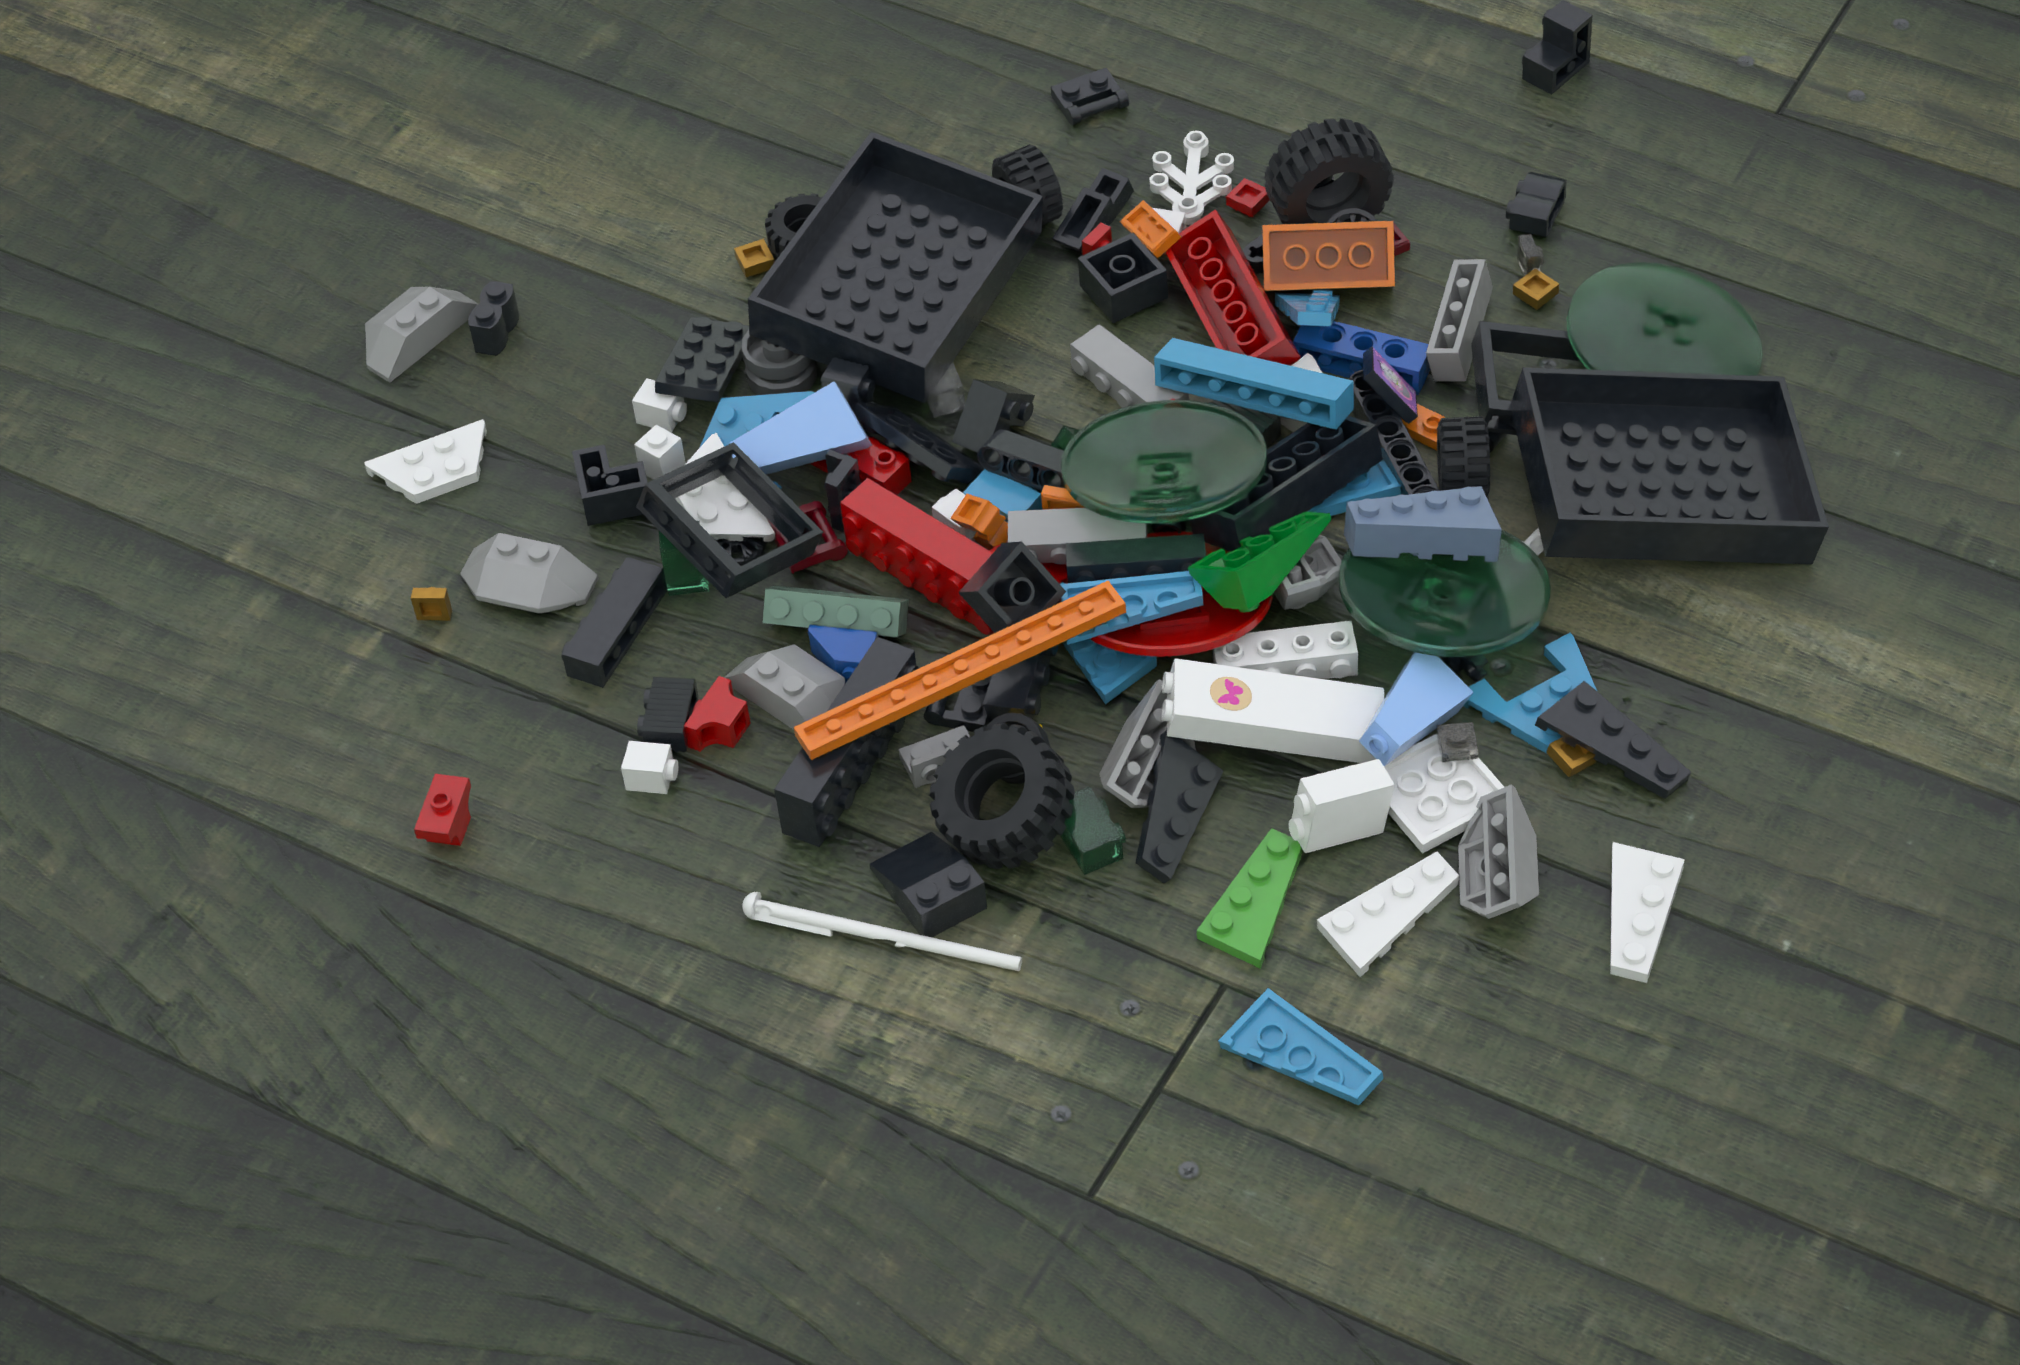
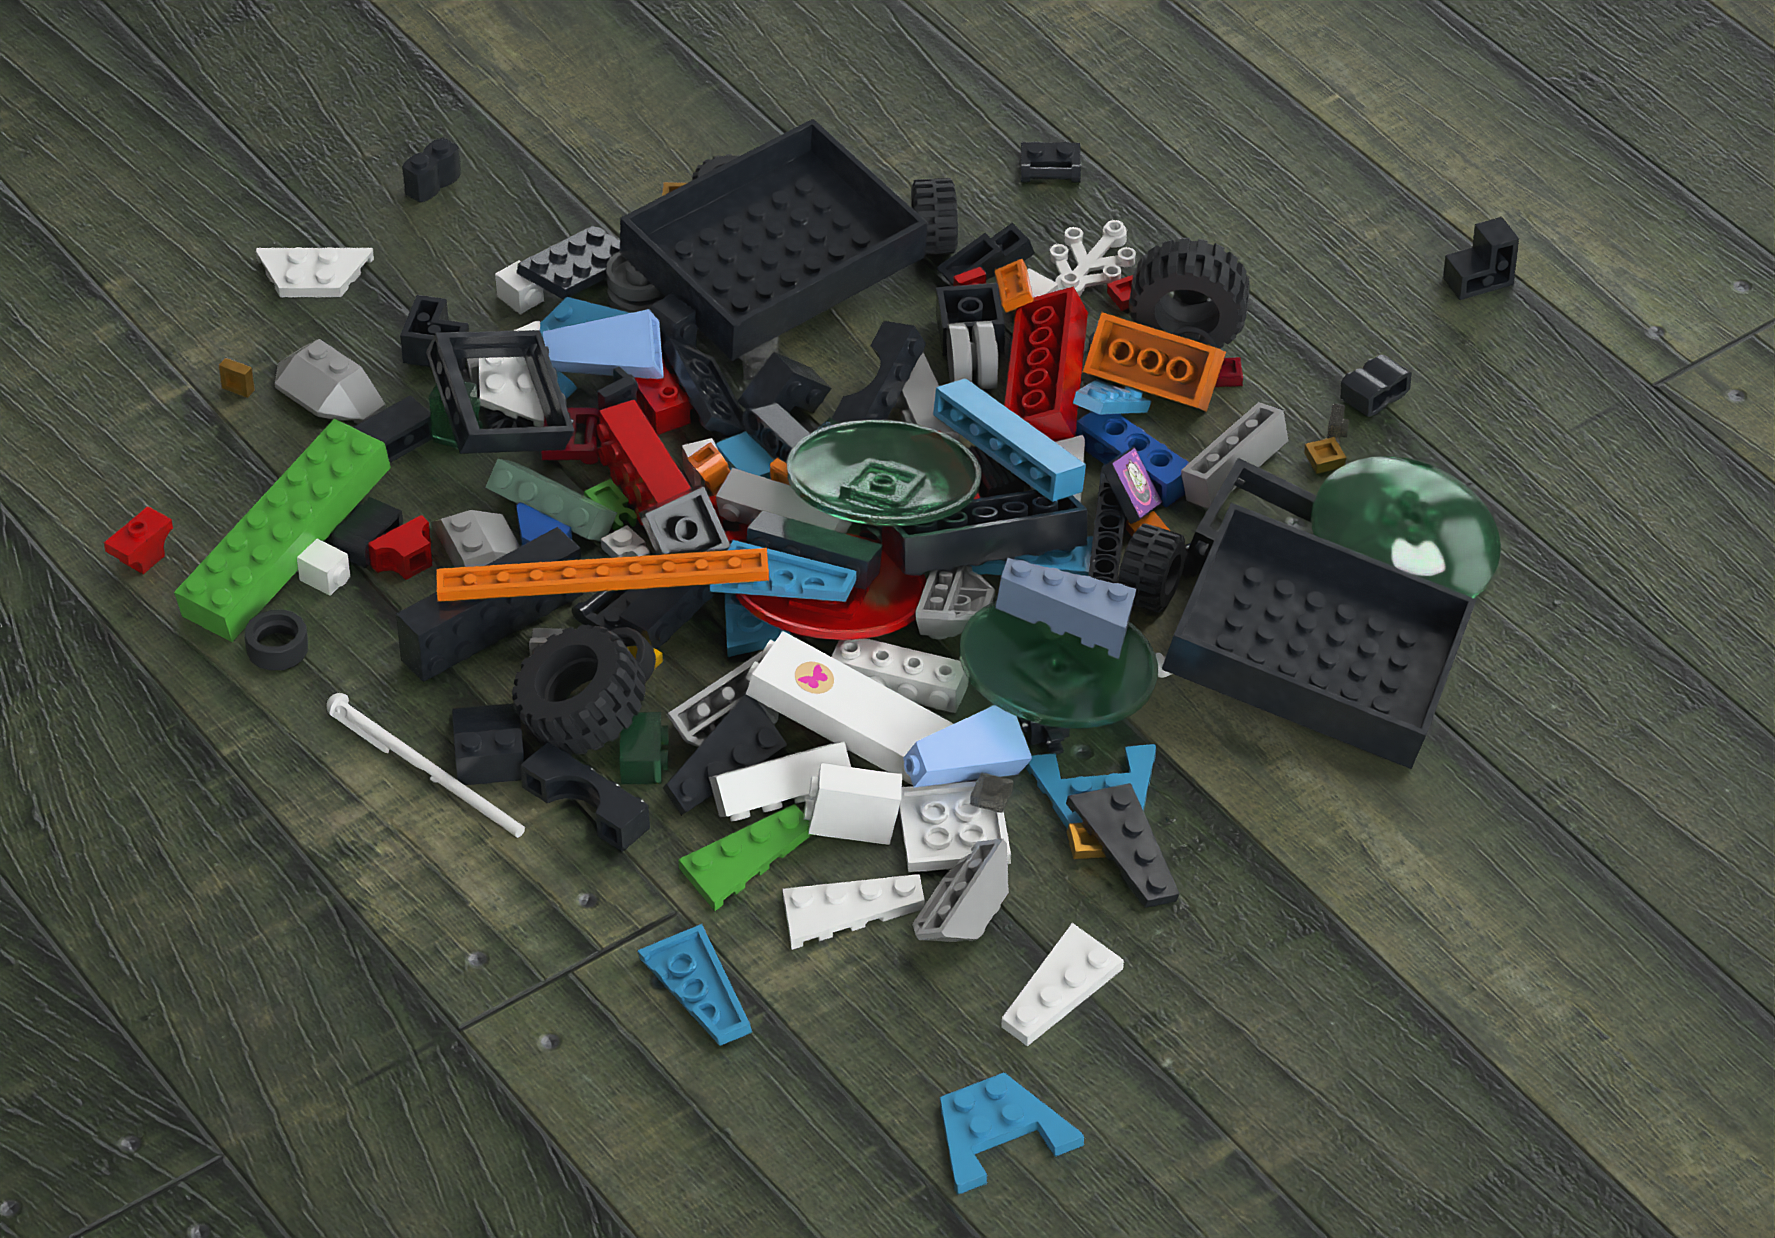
camera: 20 degrees right, 5 degrees down
(412, 328) = (362, 156): light grey wedge -> none
(588, 746) = (287, 519): none -> bright green brick
(648, 883) = (276, 622): none -> black tyre
(660, 452) = (492, 317): white brick -> none
(889, 585) = (611, 497): none -> bright green plate
(935, 629) = (624, 544): none -> white plate
(1023, 891) = (556, 775): none -> black arch
(1086, 333) = (898, 350): none -> black arch
(1152, 313) = (975, 356): none -> light grey wheel
(1246, 810) = (773, 781): none -> white brick
(1260, 564) = (893, 589): green wedge -> none
(1665, 1065) = (992, 1115): none -> dark azure wing

